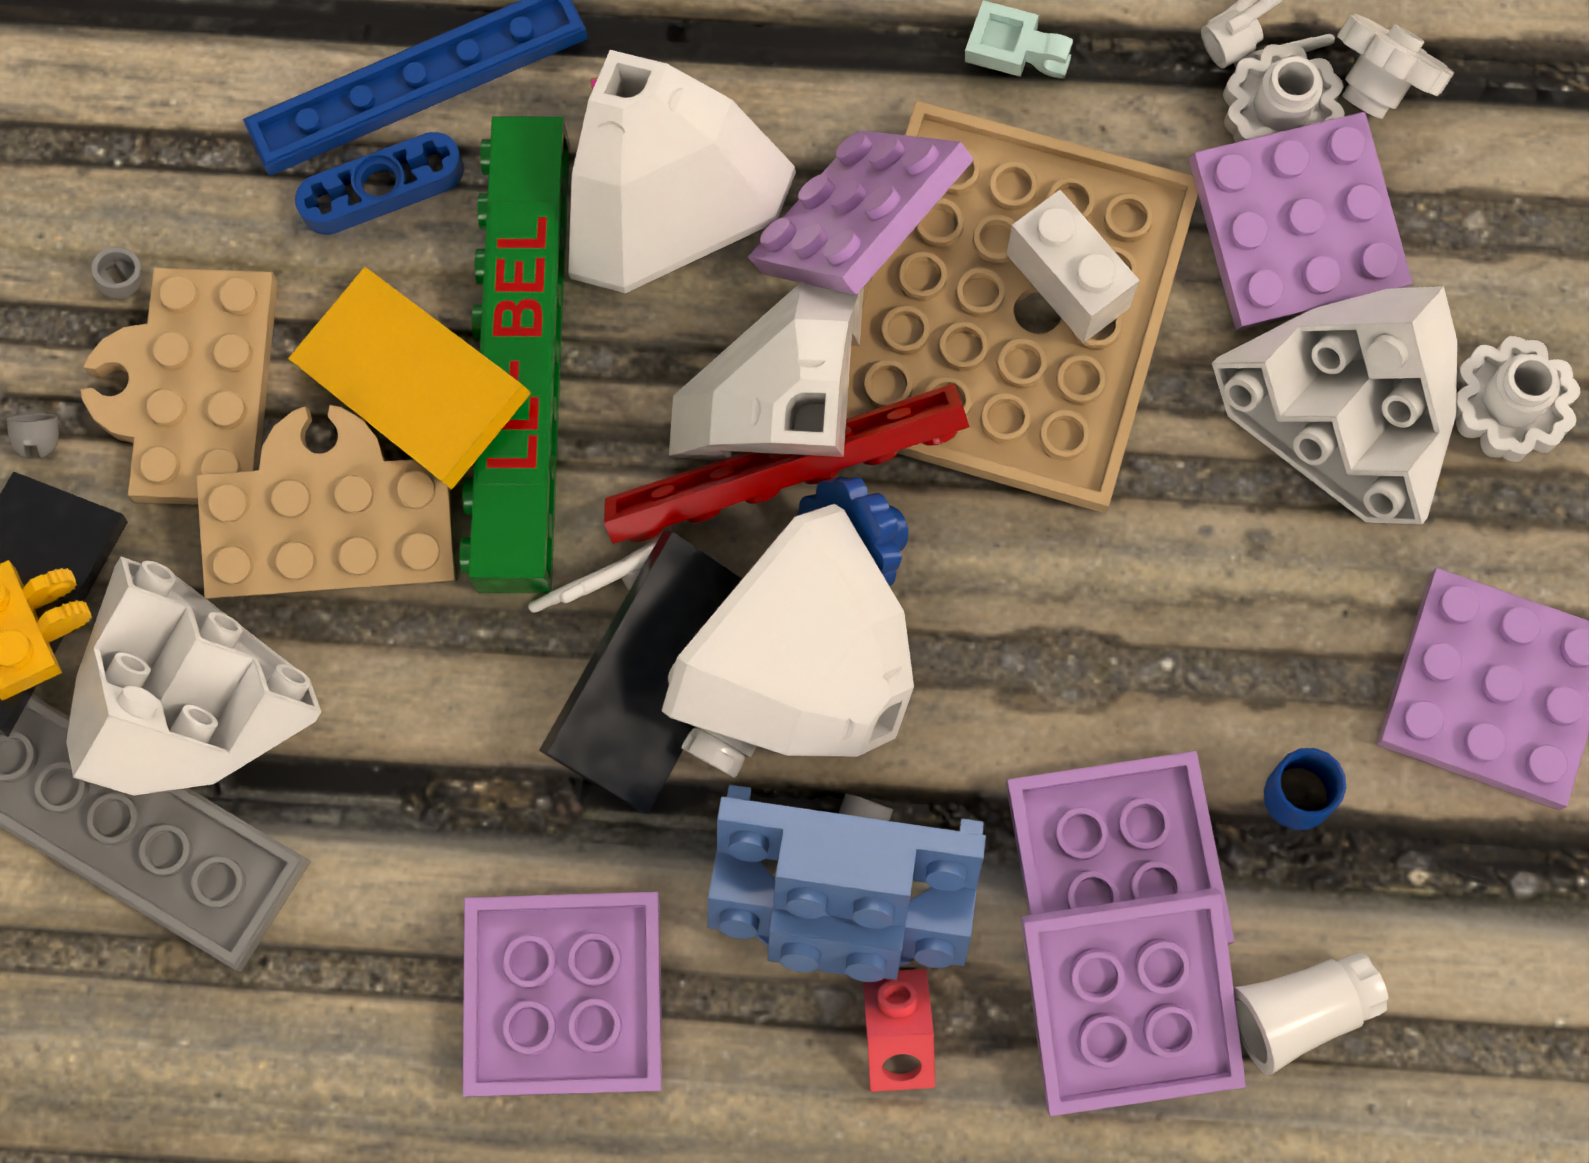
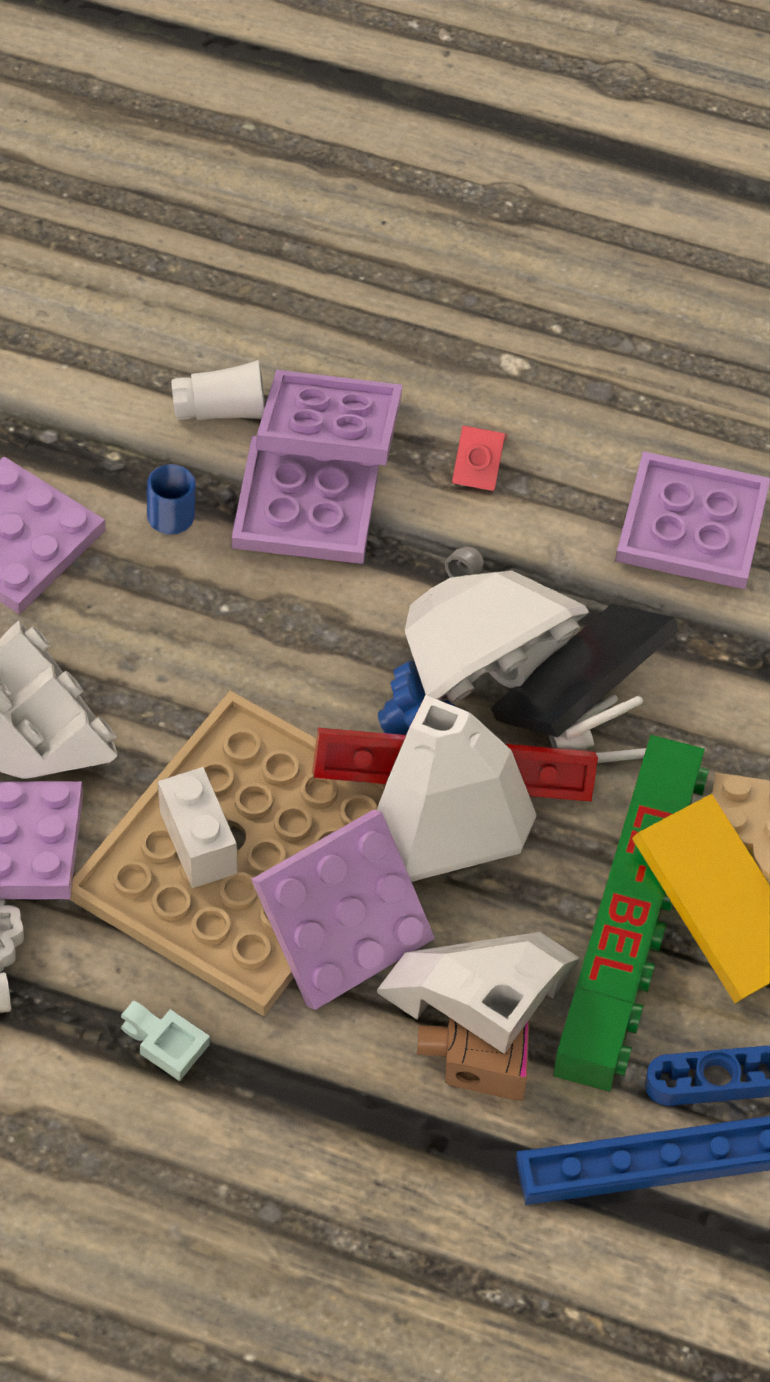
camera: 170 degrees left, 20 degrees down
(843, 888) = (496, 501): medium blue piece -> none

